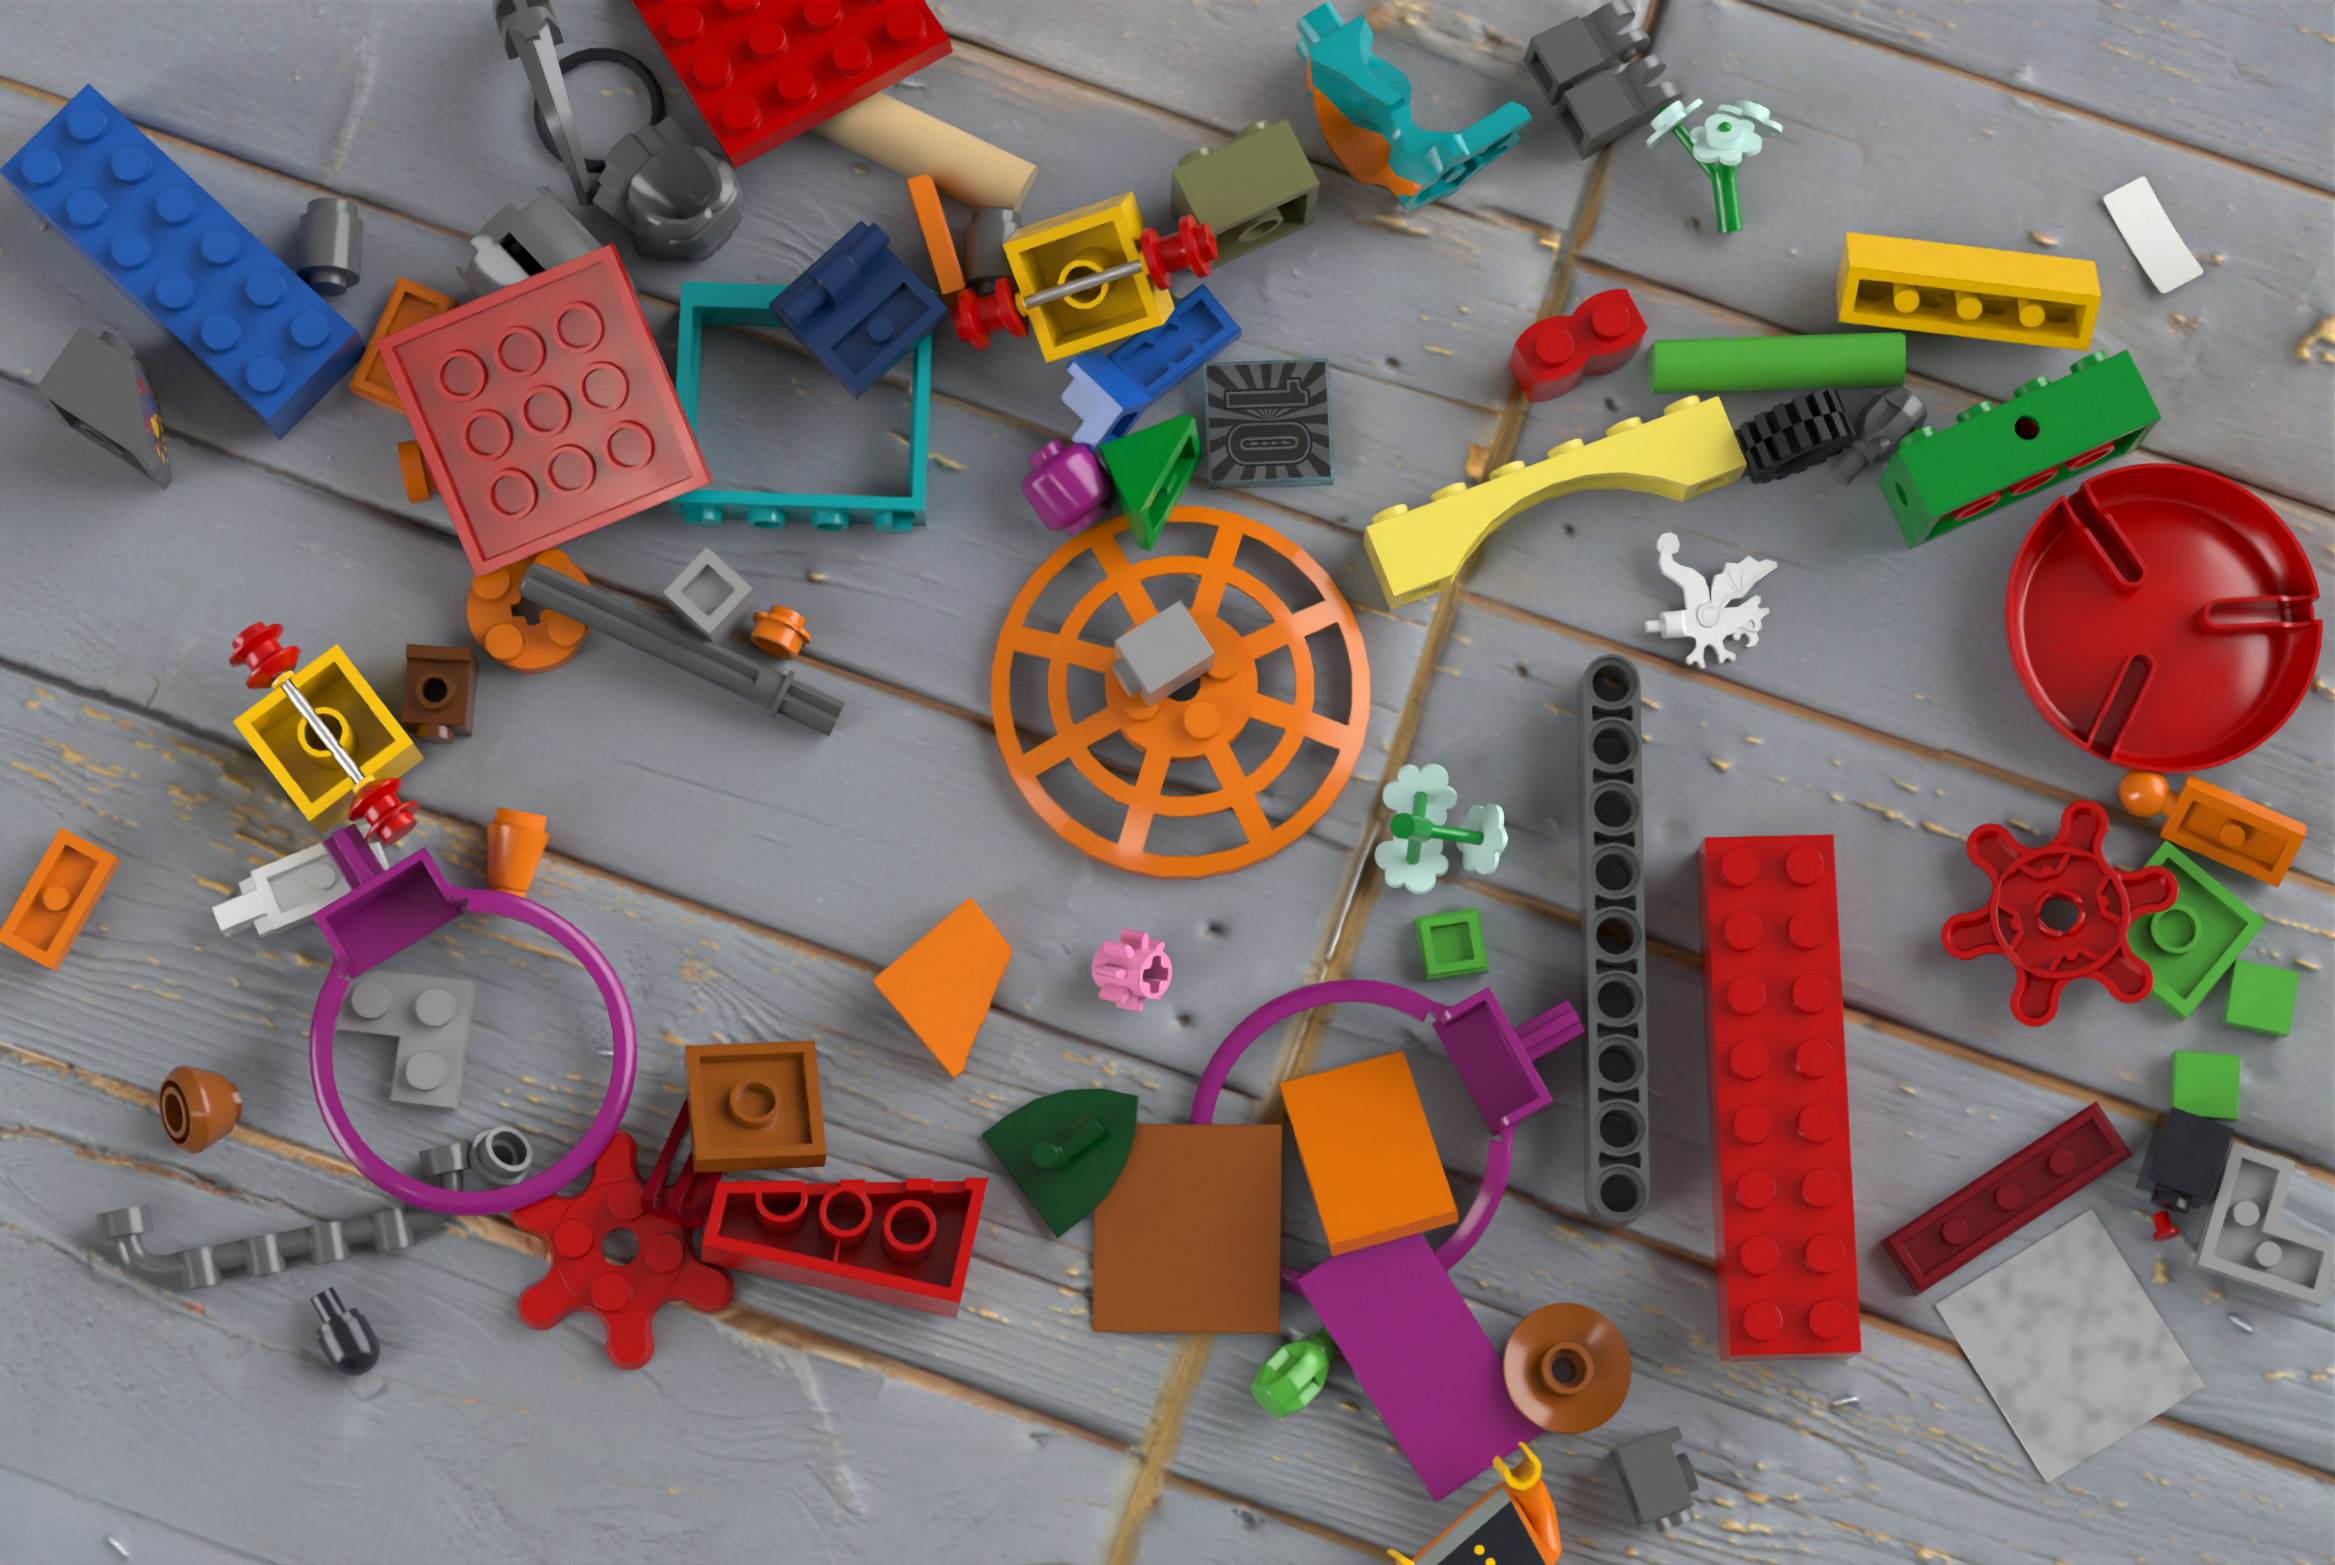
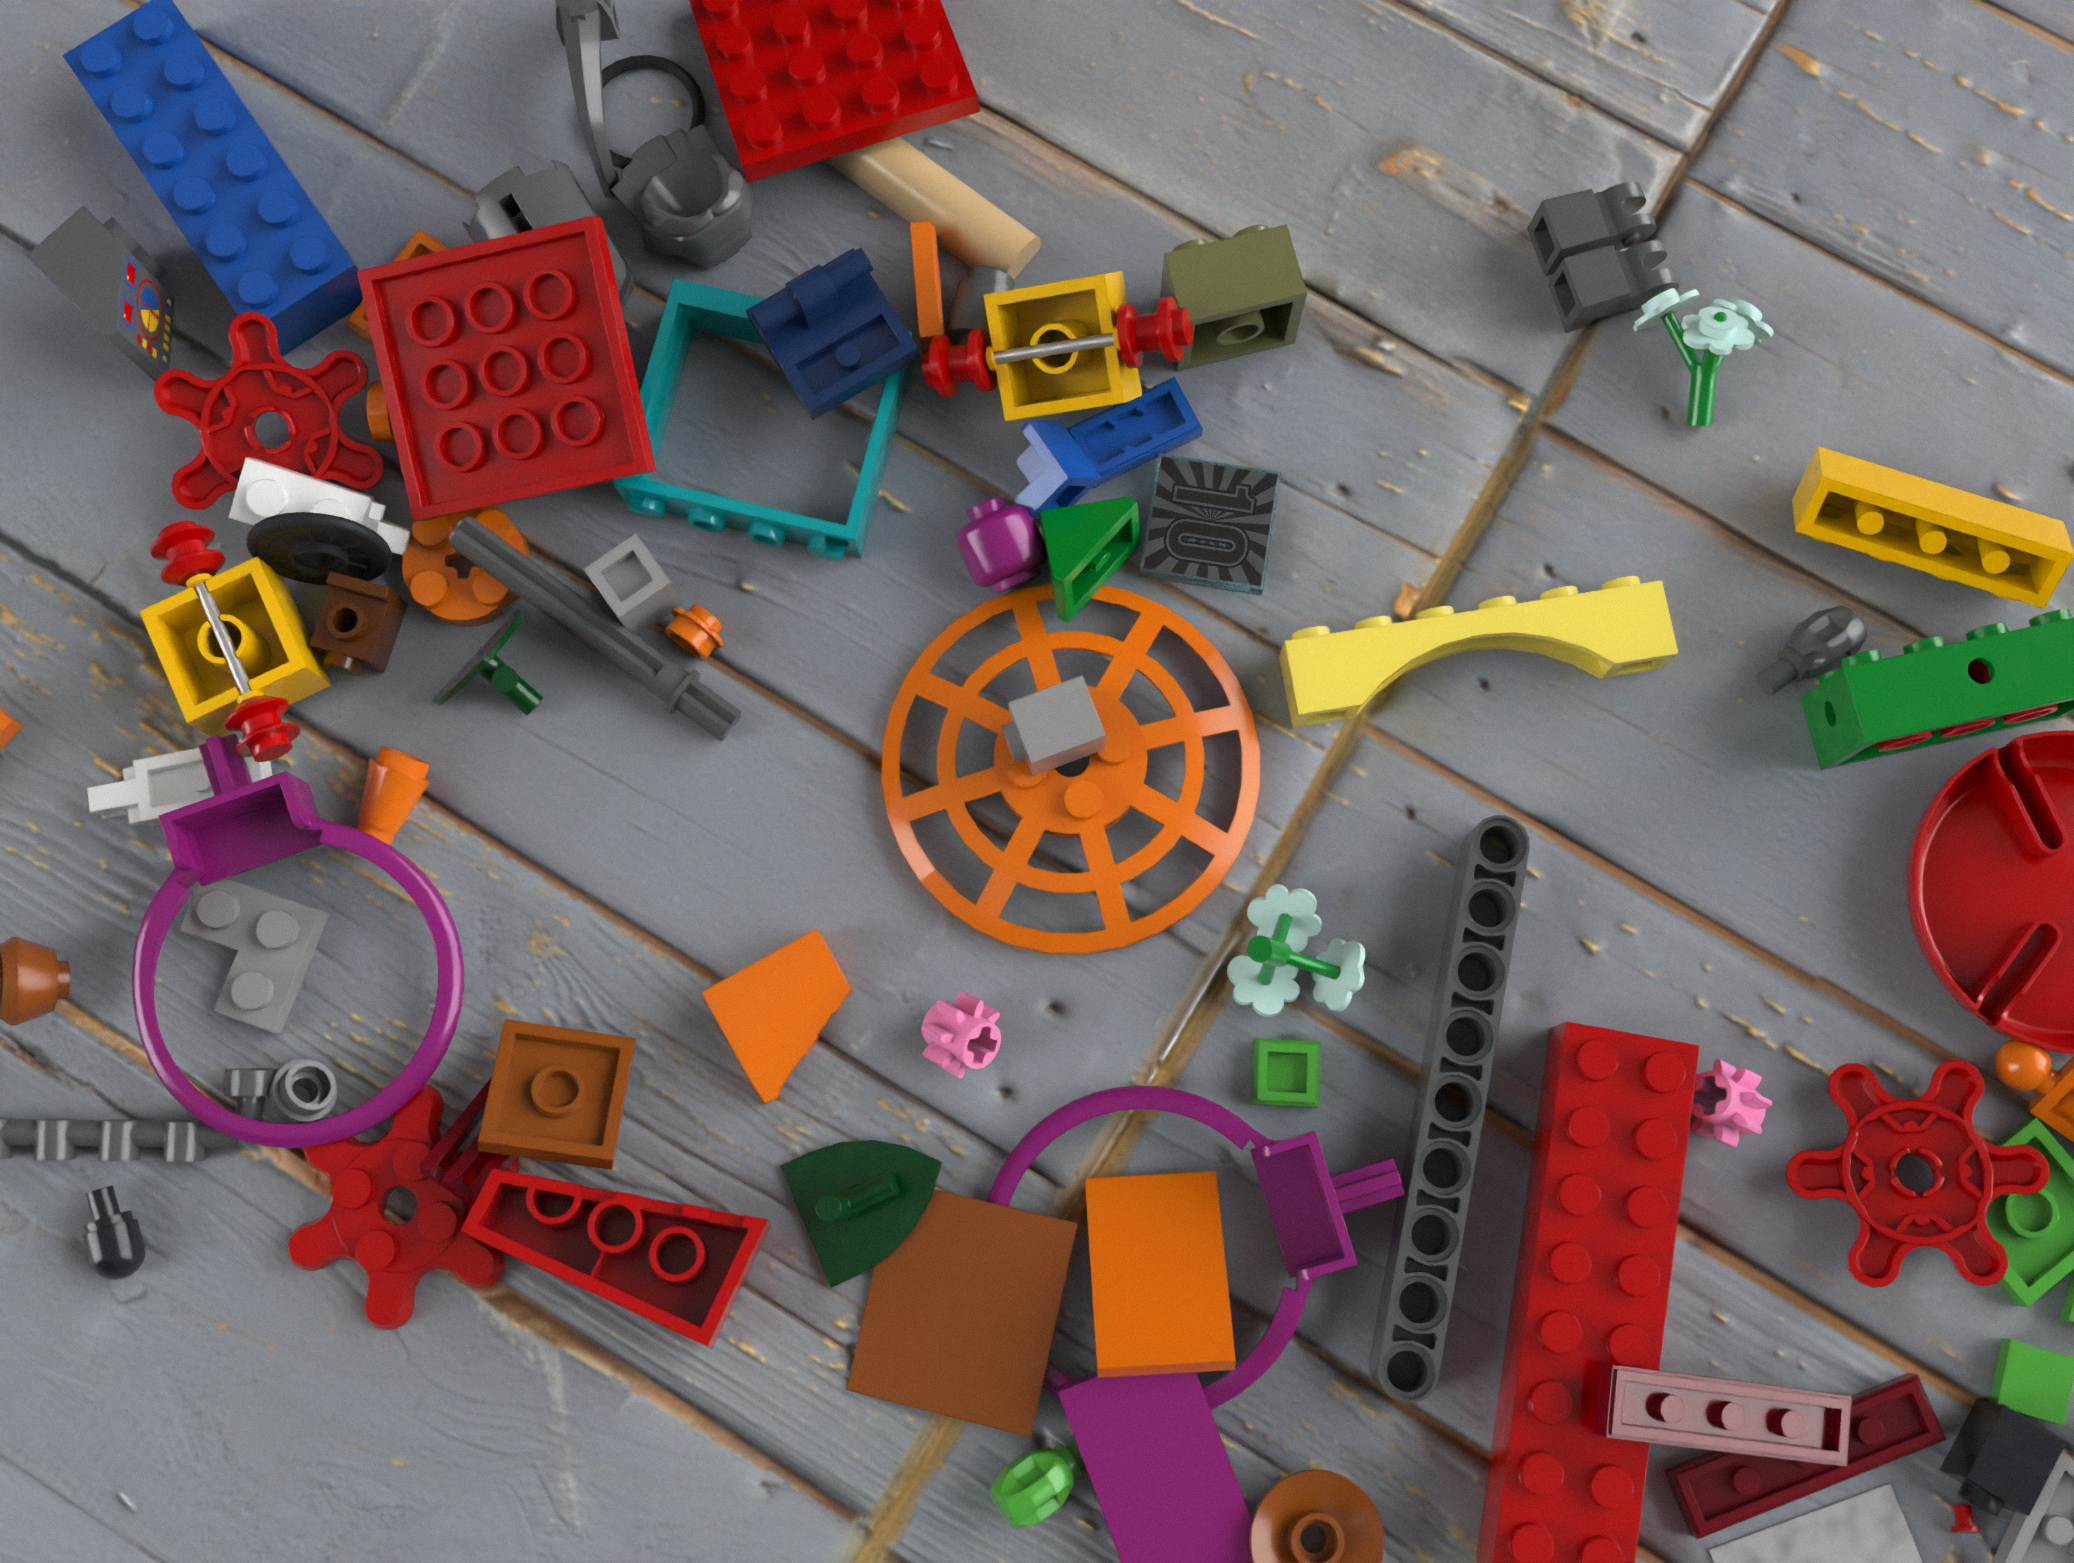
camera: 20 degrees right, 0 degrees up
(321, 558) = (262, 383): none -> red plate
(330, 246) = (360, 188): dark grey brick -> none
(371, 587) = (275, 490): none -> white hinge
(387, 621) = (313, 544): none -> black wheel
(584, 704) = (495, 671): none -> dark green shield
(1369, 121) = (1368, 251): teal hips -> none
(1591, 342) = (1534, 505): red brick -> none
(1705, 611) = (1605, 793): white piece -> none
(1776, 363) = (1724, 560): bright green brick -> none
(1795, 436) = (1732, 634): black tyre -> none
(1872, 885) = (1728, 1104): none -> bright pink gear
(1915, 1168) = (1722, 1414): none -> tile

